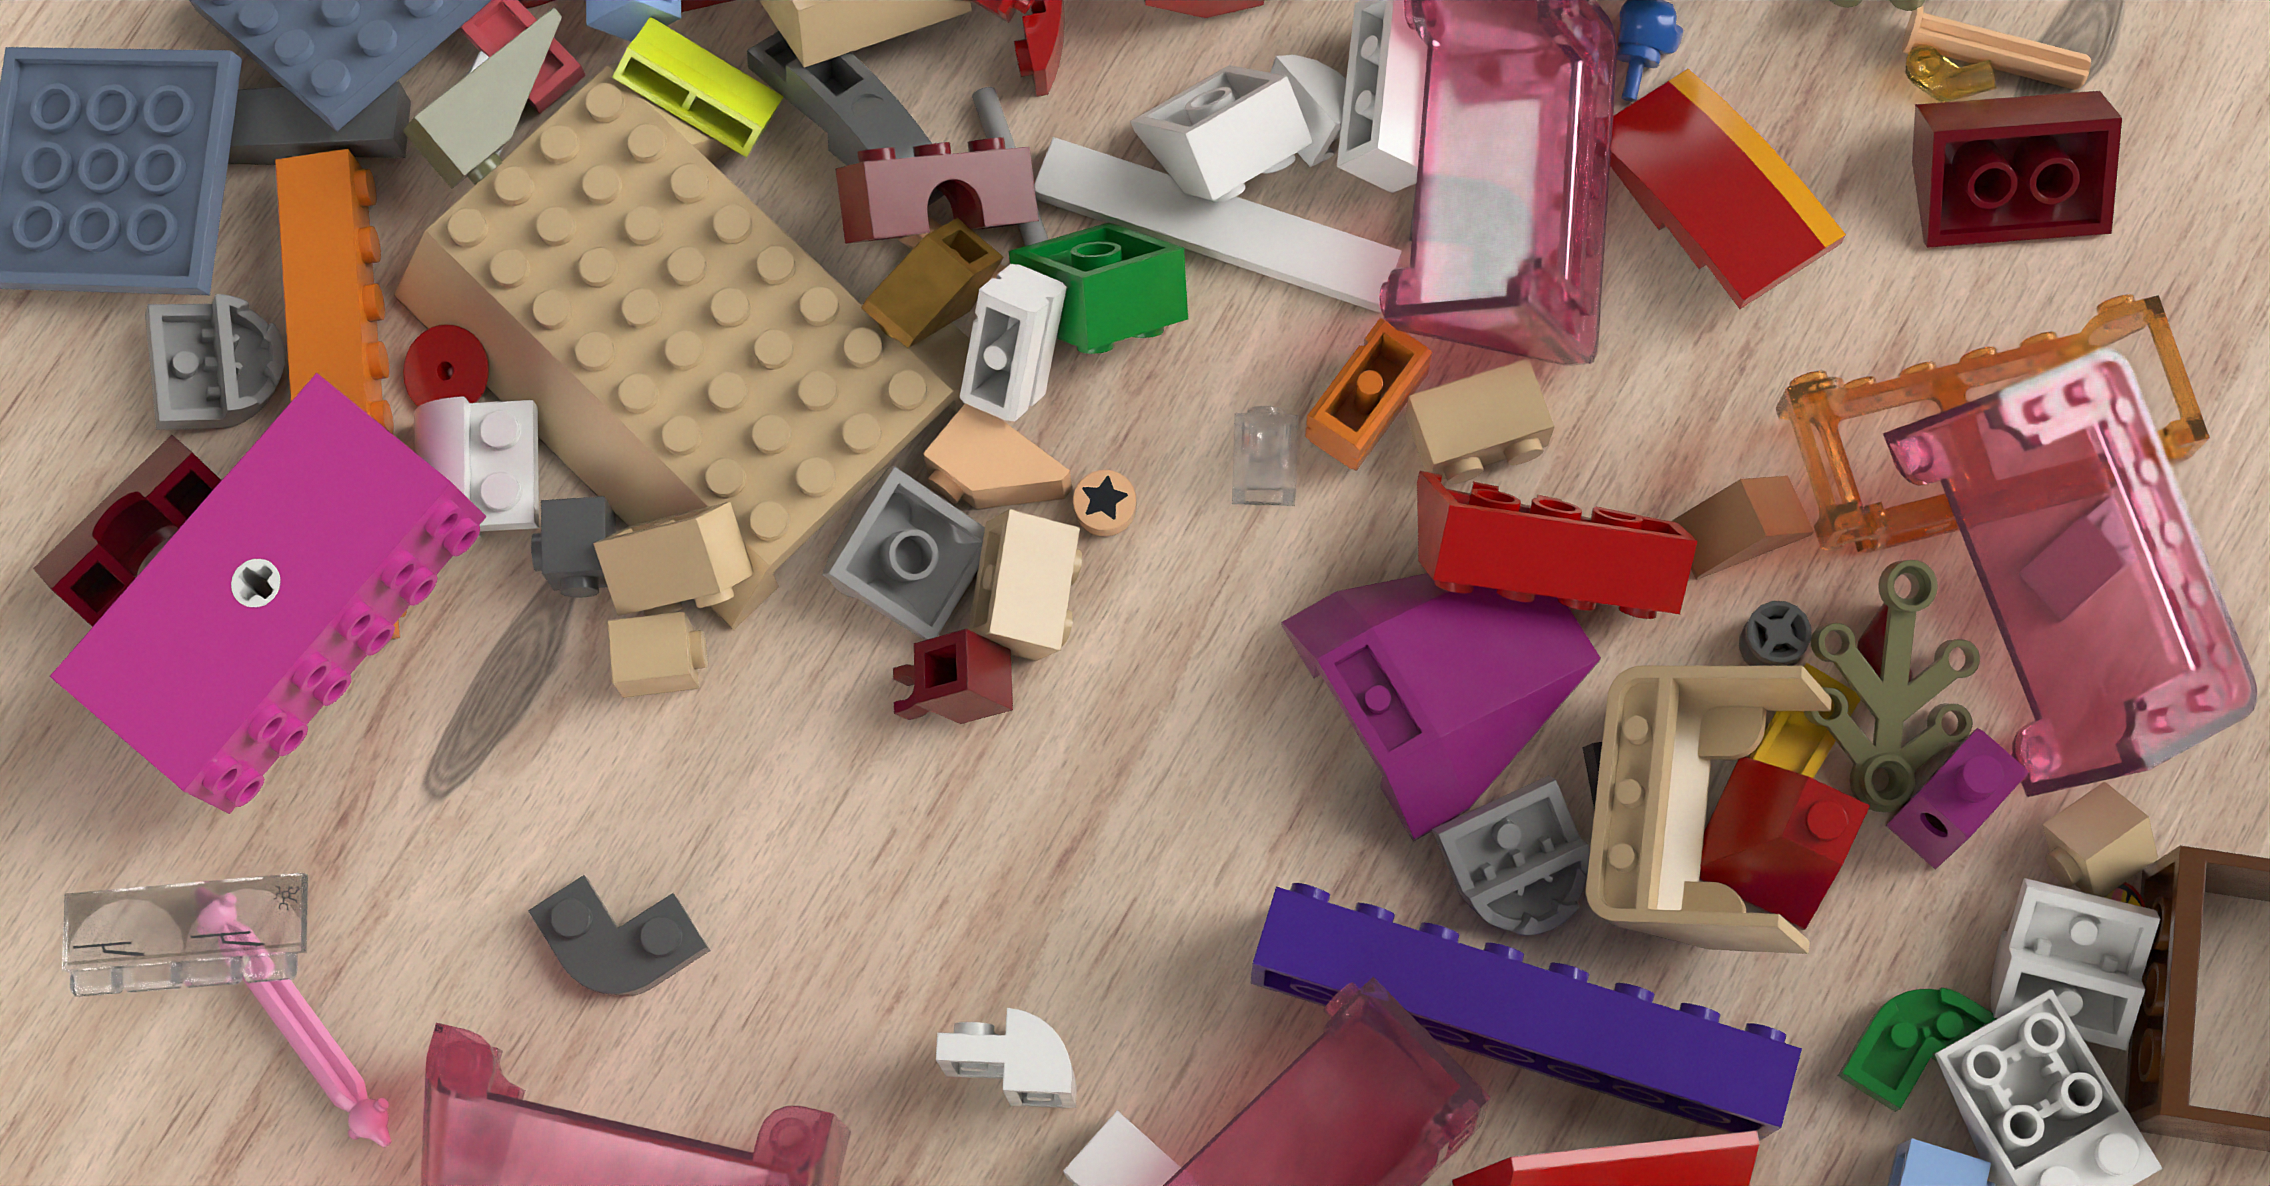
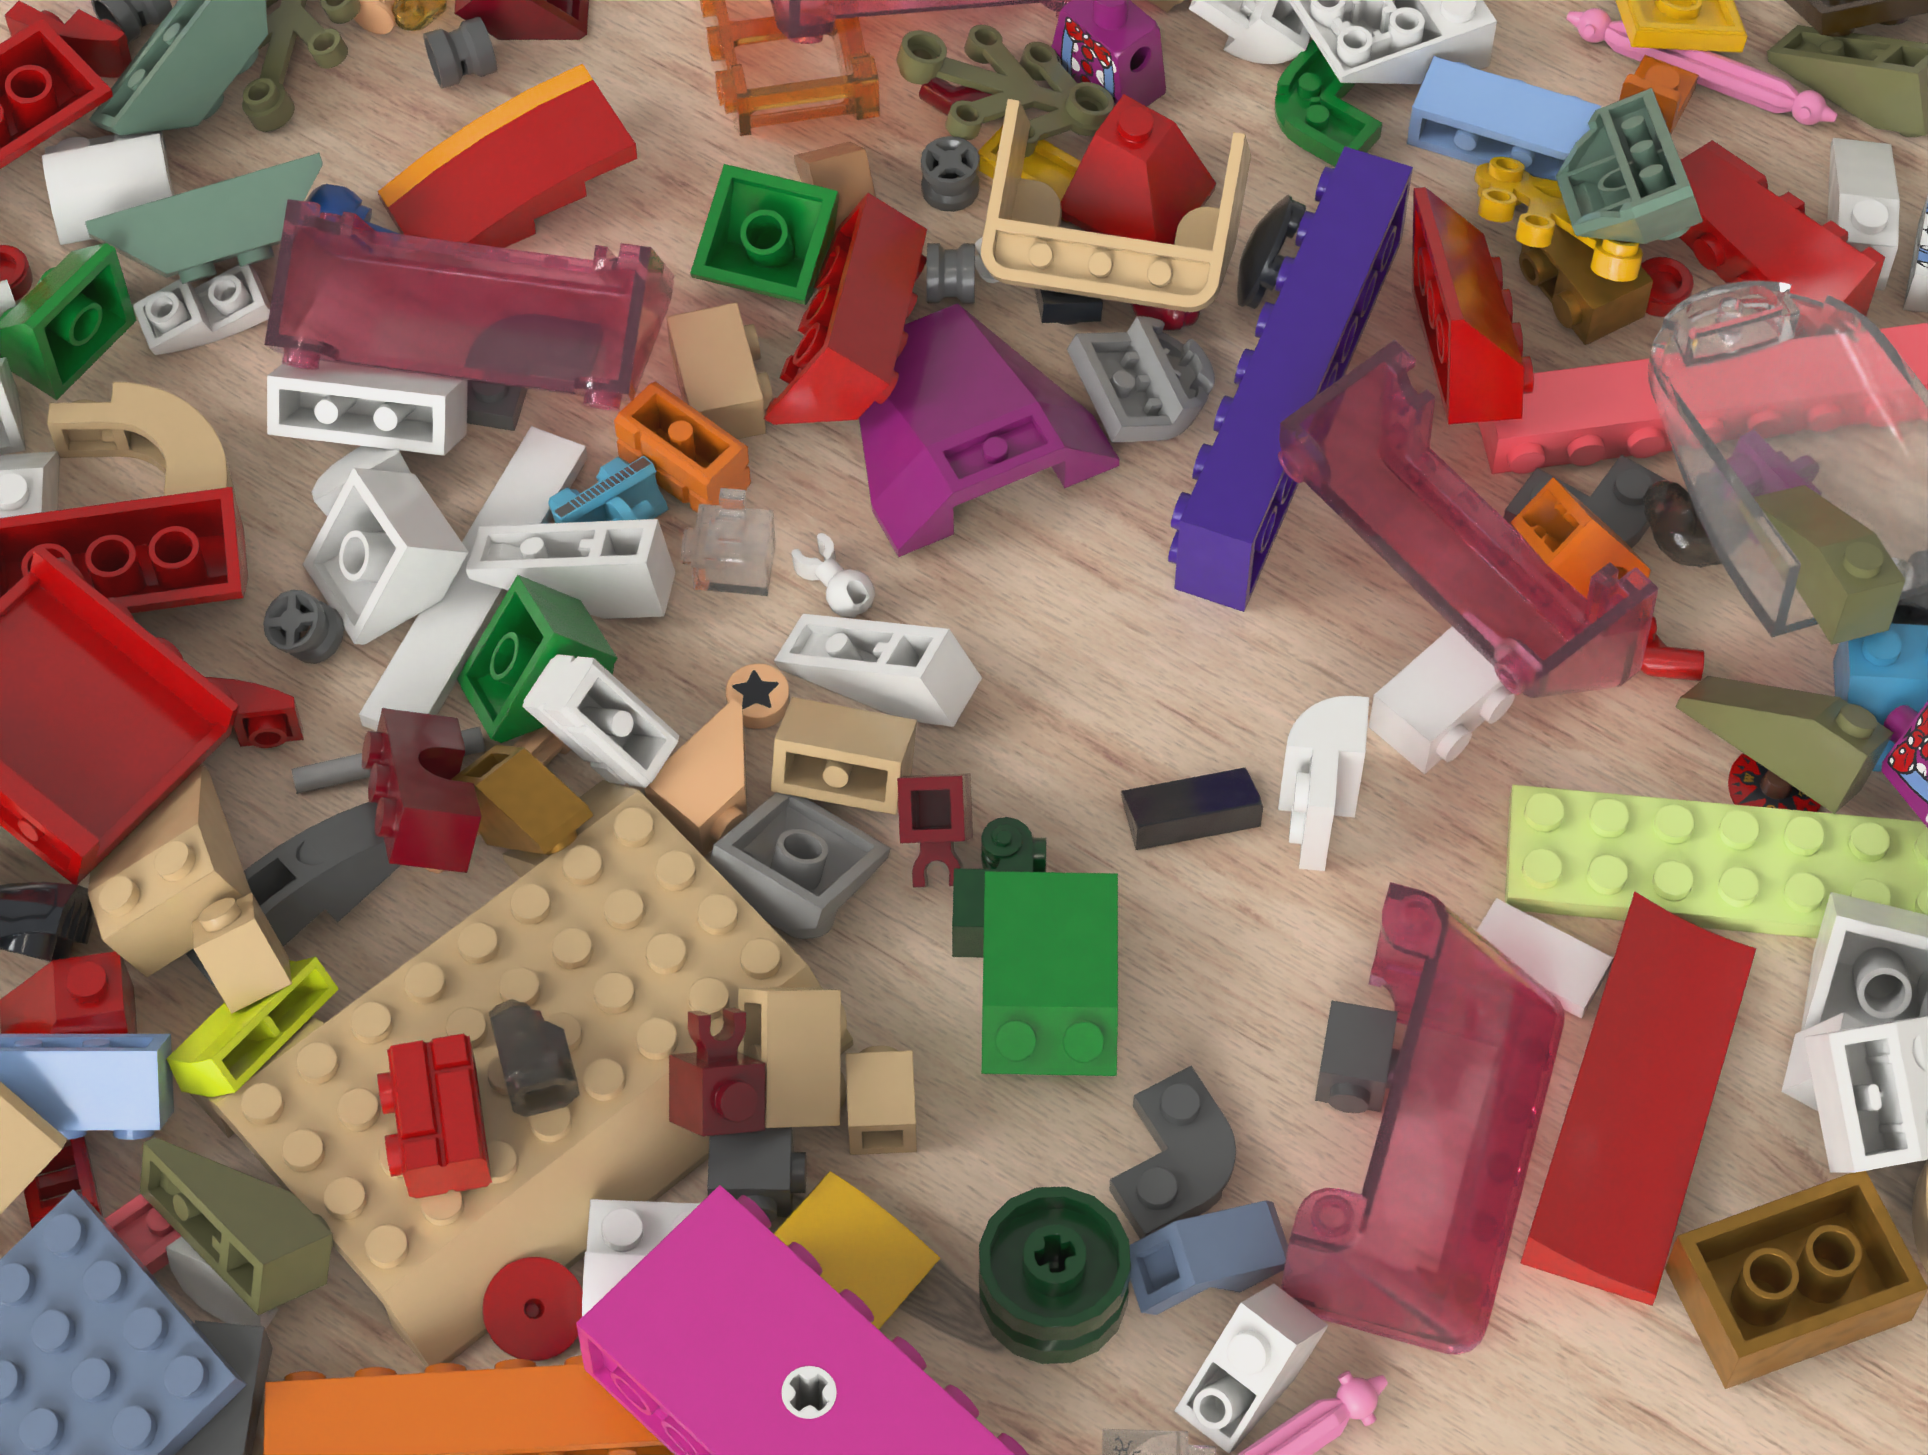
camera: 90 degrees left, 15 degrees down
(385, 1012) = (1250, 1366): none -> white slope
(488, 632) = (858, 1245): none -> yellow slope
(499, 971) = (1212, 1250): none -> sand blue slope
(507, 818) = (1054, 1274): none -> dark green wheel
(571, 244) = (436, 1115): none -> red brick
(631, 494) = (716, 1085): none -> dark red brick
(634, 315) = (533, 1059): none -> clear smoke rock
(714, 1106) = (1357, 1057): none -> dark grey brick
(751, 59) = (240, 951): none -> tan brick
(767, 797) = (1050, 973): none -> green slope
(869, 757) = (1005, 848): none -> dark green brick
(1004, 935) = (1192, 808): none -> black slope
(1136, 615) = (883, 665): none -> white slope
(1140, 71) = (294, 613): none -> dark grey wheel
(1224, 309) = (607, 565): none -> white slope
(1236, 573) = (847, 590): none -> white arm
(1299, 337) = (621, 493): none -> medium azure hips
(1635, 642) = (951, 273): none -> dark grey wheel
(1645, 448) = (766, 234): none -> green slope
(1711, 983) = (1260, 257): none -> black dish
(1872, 122) = (460, 52): none -> dark grey wheel

